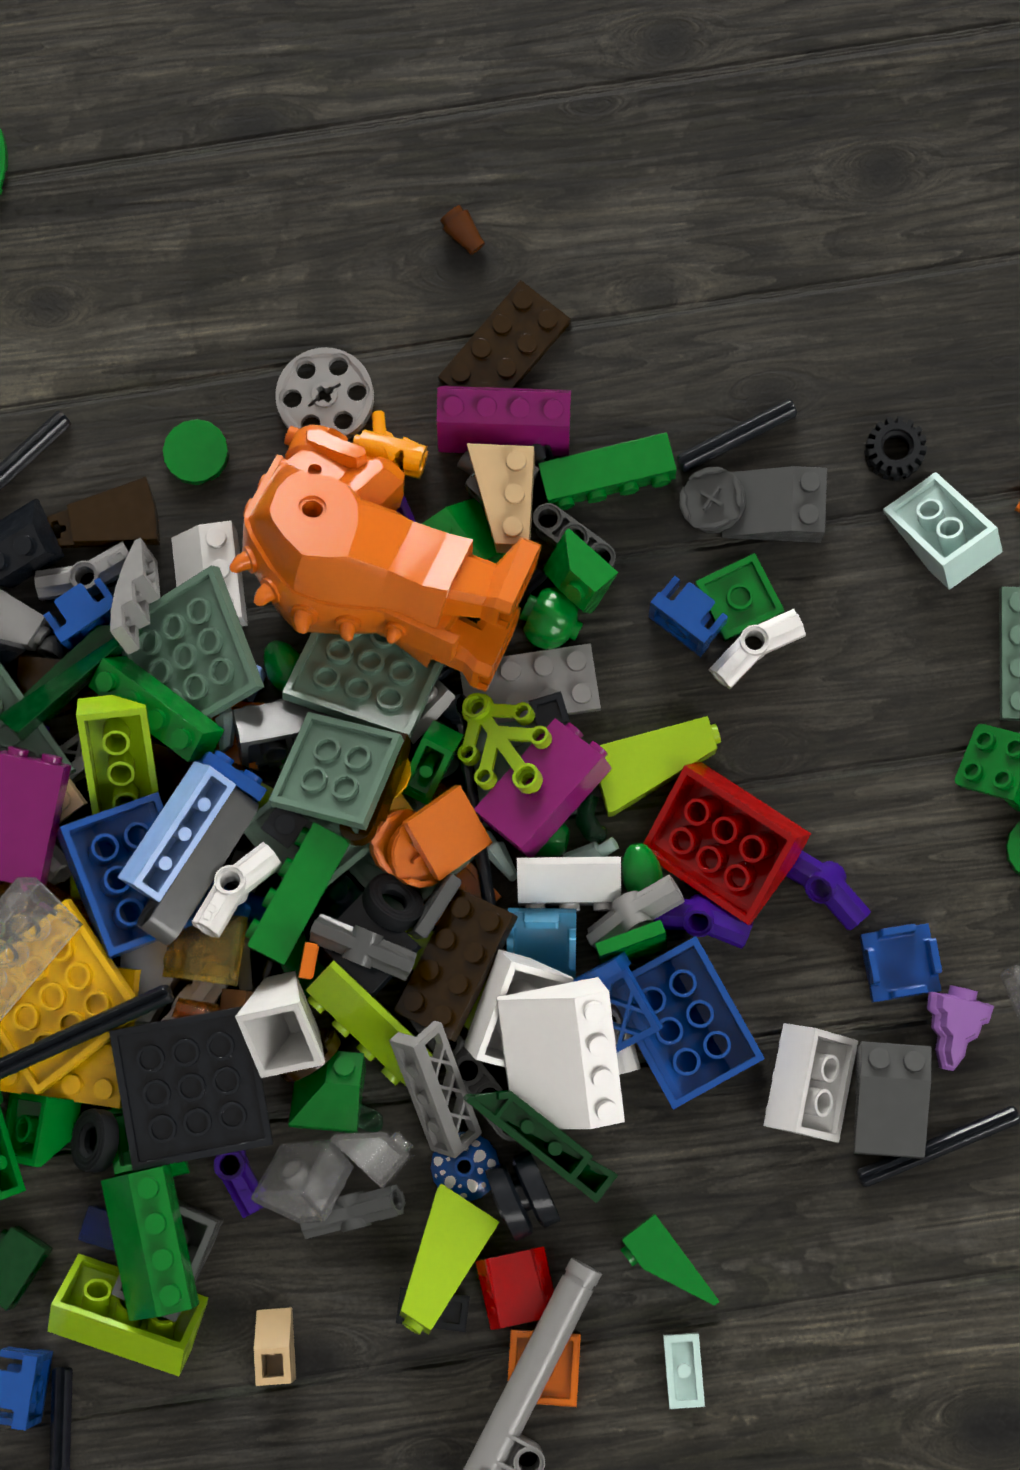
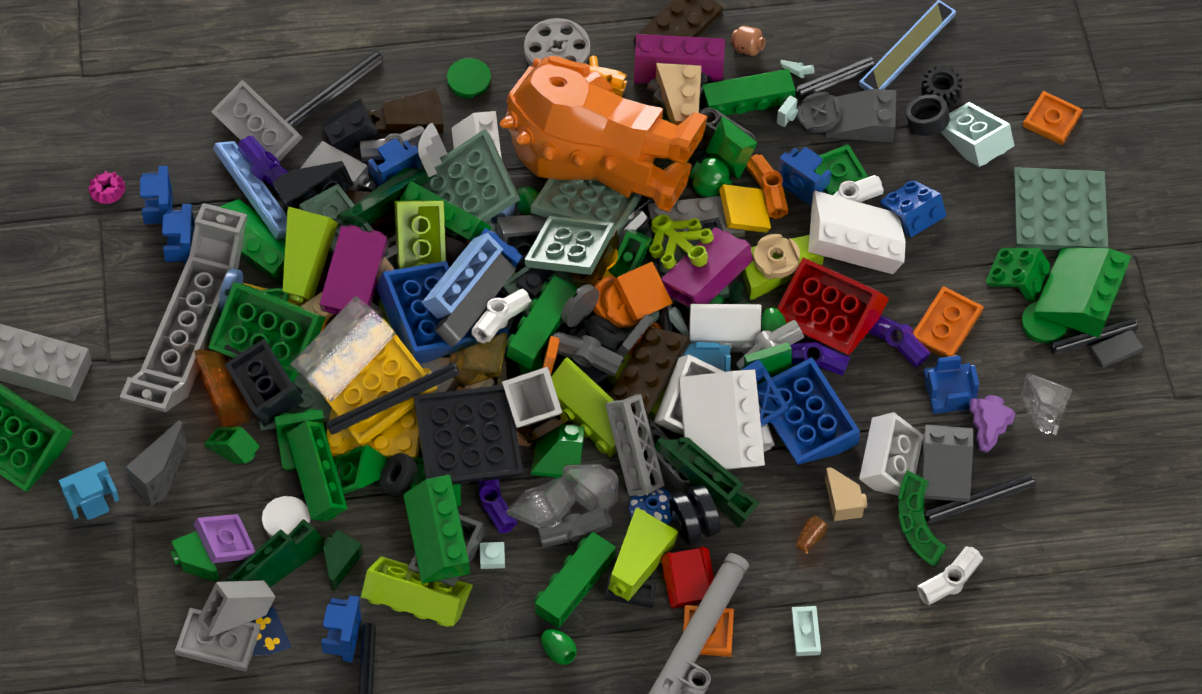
camera: 10 degrees left, 20 degrees down
(97, 1228) = (399, 537): clear blue brick -> none
(236, 1251) = (492, 555): none -> light aqua plate
(274, 1347) = (520, 612): tan slope -> none
(329, 1404) = (558, 646): none -> green animal
(352, 1295) = (575, 579): none -> green brick
(354, 870) = (581, 306): none -> dark grey tile
(600, 671) = (745, 208): none -> yellow tile
(607, 379) = (747, 40): none -> nougat head
(645, 647) = (764, 176): none -> orange piece
(653, 745) = (780, 267): none -> tan plate
(660, 1255) = (792, 561): green slope -> none
(665, 501) = (787, 111): none -> light aqua plate
(680, 421) = (797, 68): none -> light aqua bar
(693, 1211) = (811, 533): none -> clear orange cone
(741, 1151) = (844, 496): none -> tan slope
(764, 711) = (856, 233): none -> white slope
(842, 1191) = (913, 519): none -> green tile
(845, 381) = (908, 47): none -> tile
(851, 657) = (916, 206): none -> blue bracket
(872, 481) = (929, 126): none -> black tyre
(877, 1297) = (941, 585): none -> white piece
(896, 853) = (947, 322): none -> orange tile

